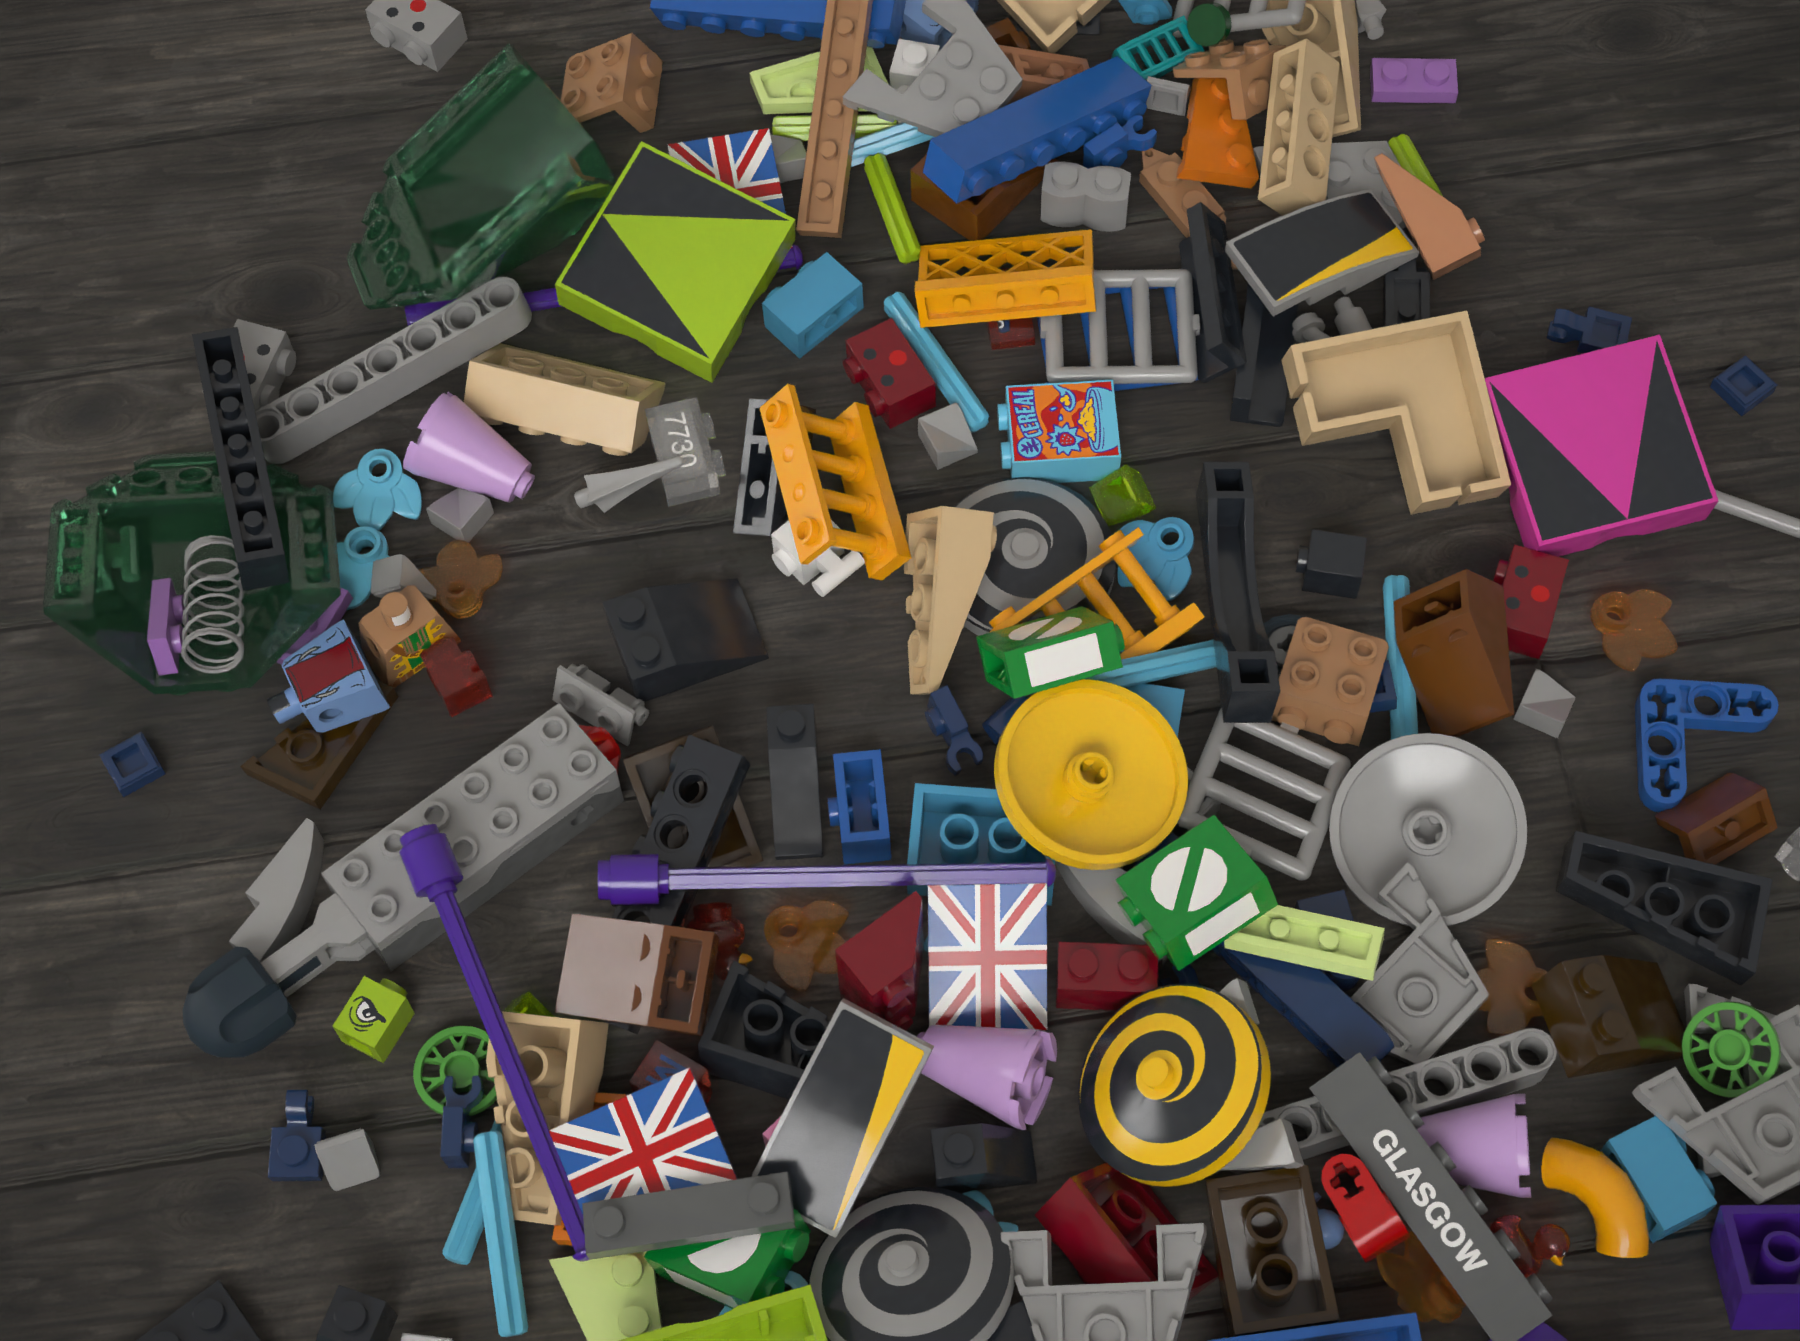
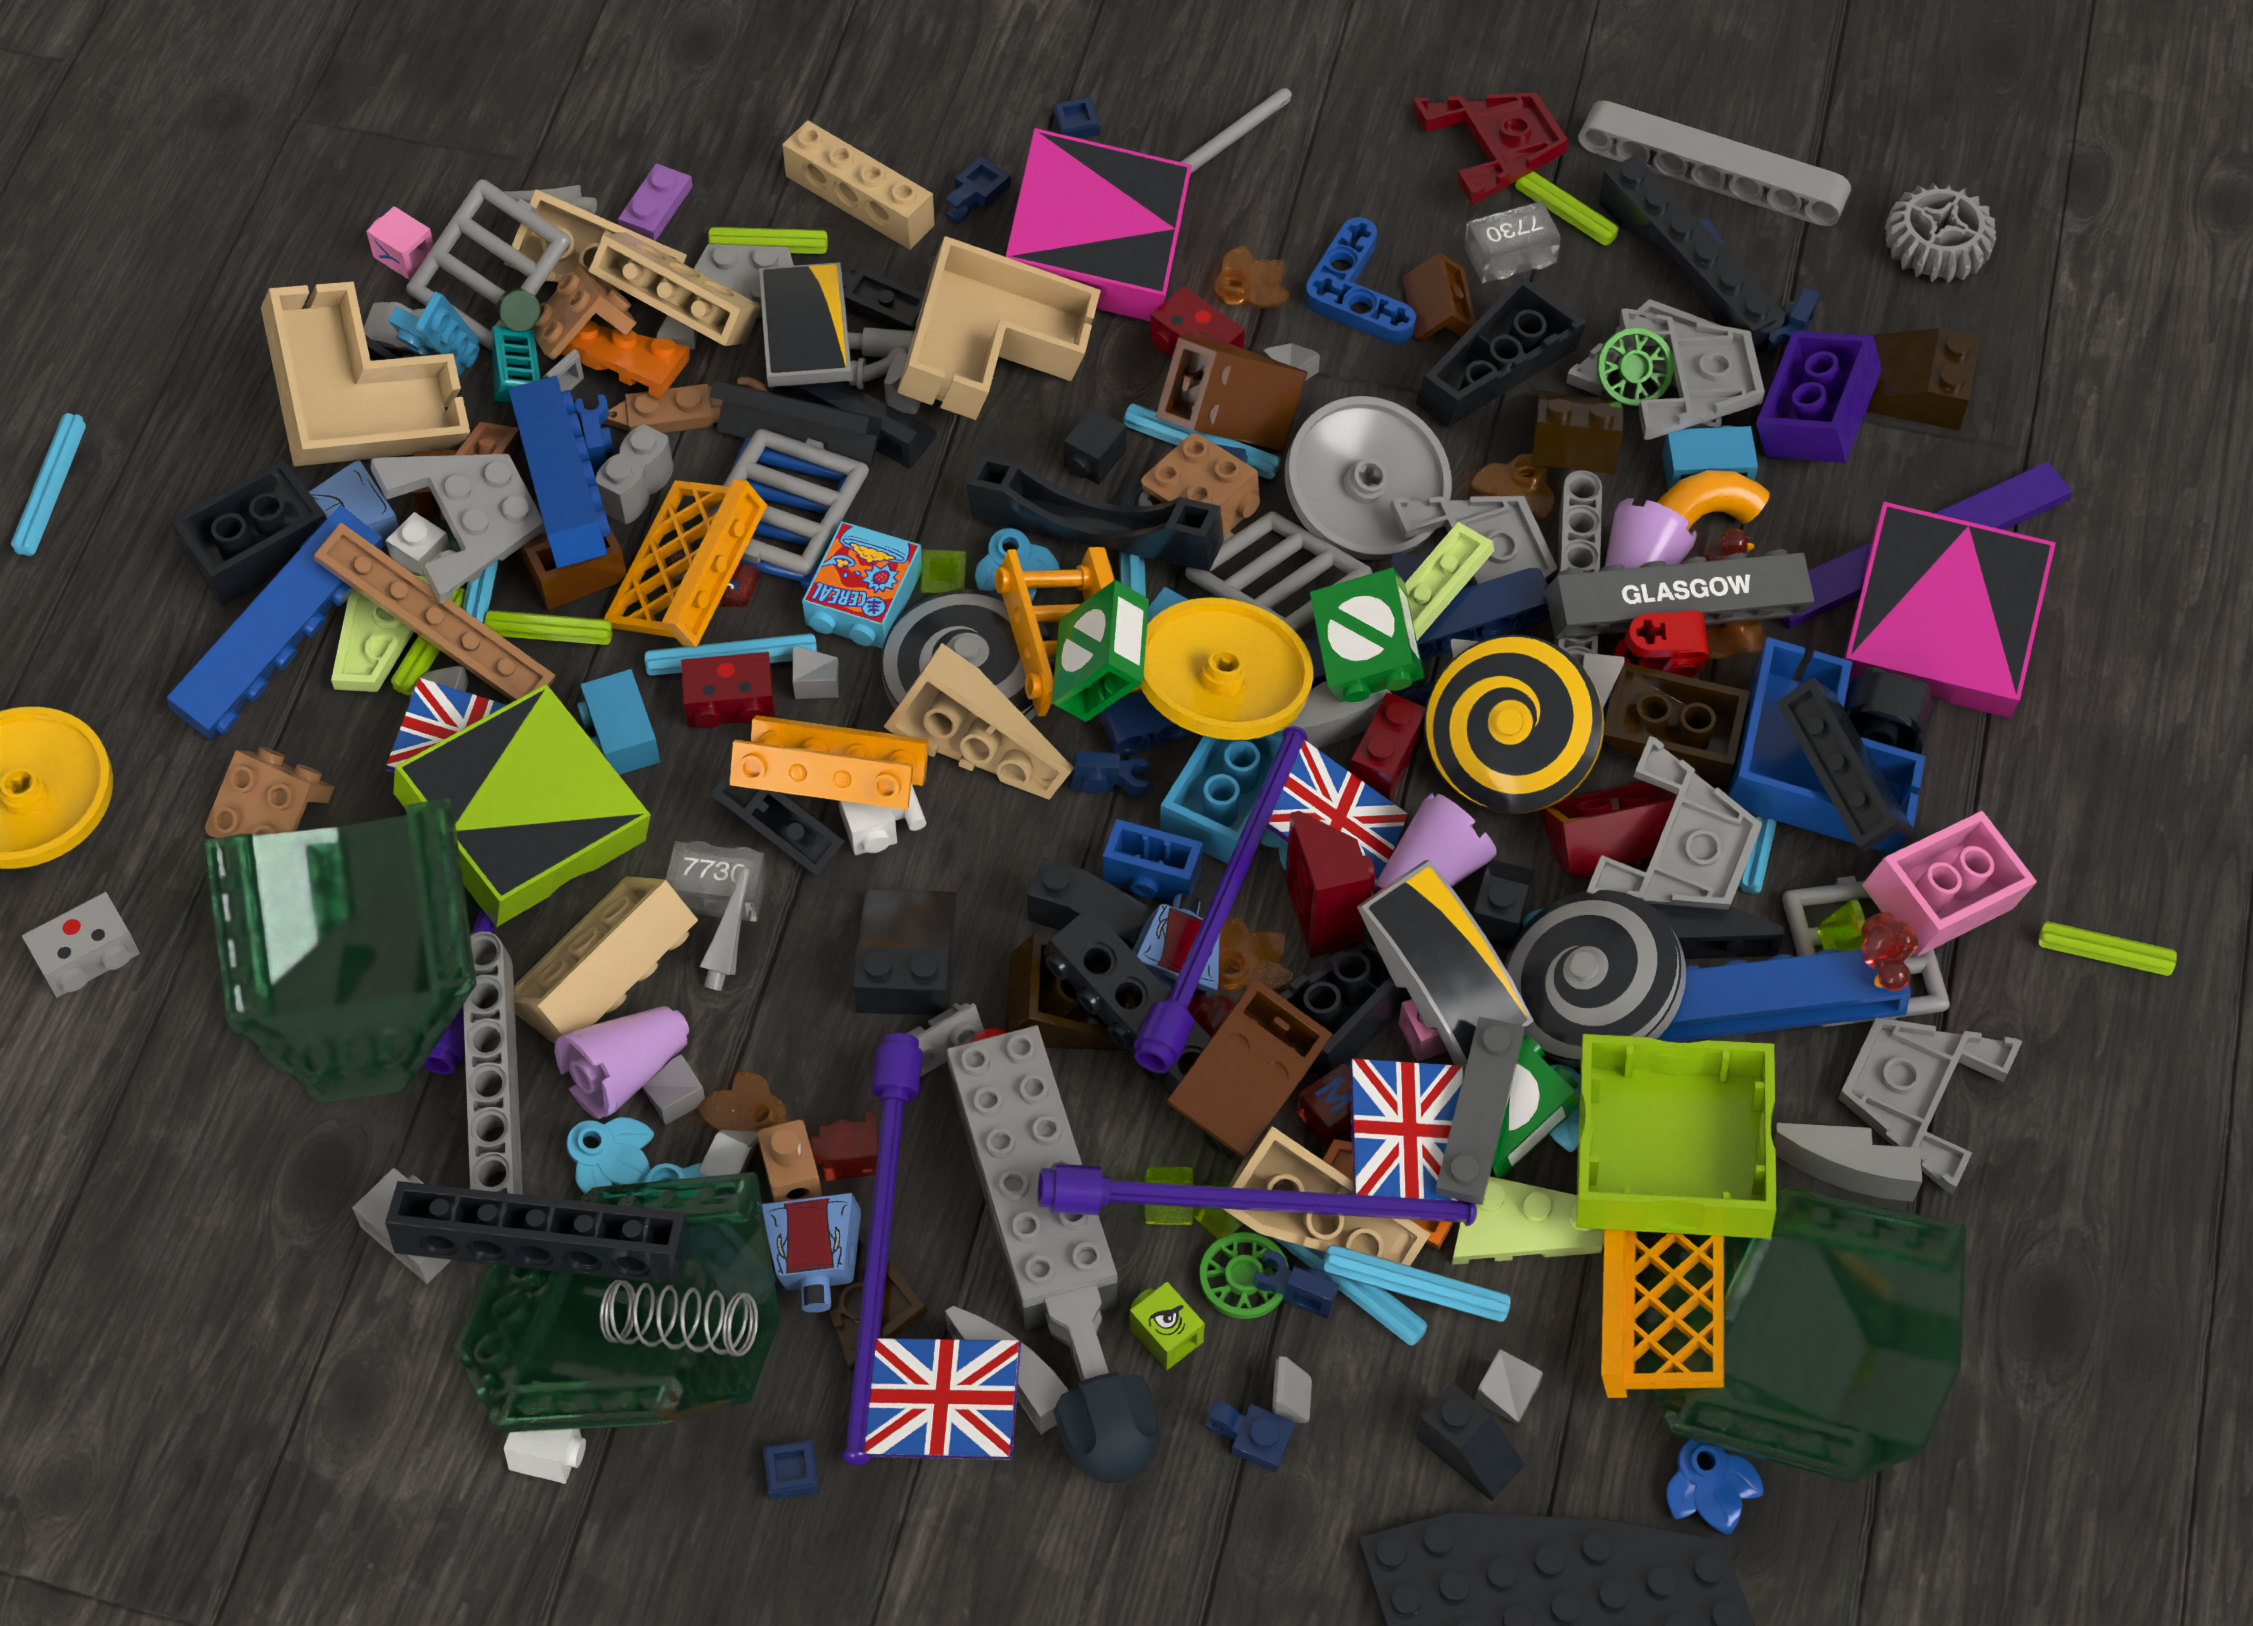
camera: 70 degrees left, 5 degrees down
(165, 626) = (693, 1368): medium lavender plate -> none
(222, 830) = (920, 1392): none -> flag
(515, 970) = (1169, 1214): none -> clear neon green slope
(770, 849) = (1168, 939): none -> torso
(1433, 222) = (815, 239): nougat slope -> none
(1529, 230) = (859, 184): none -> tan brick

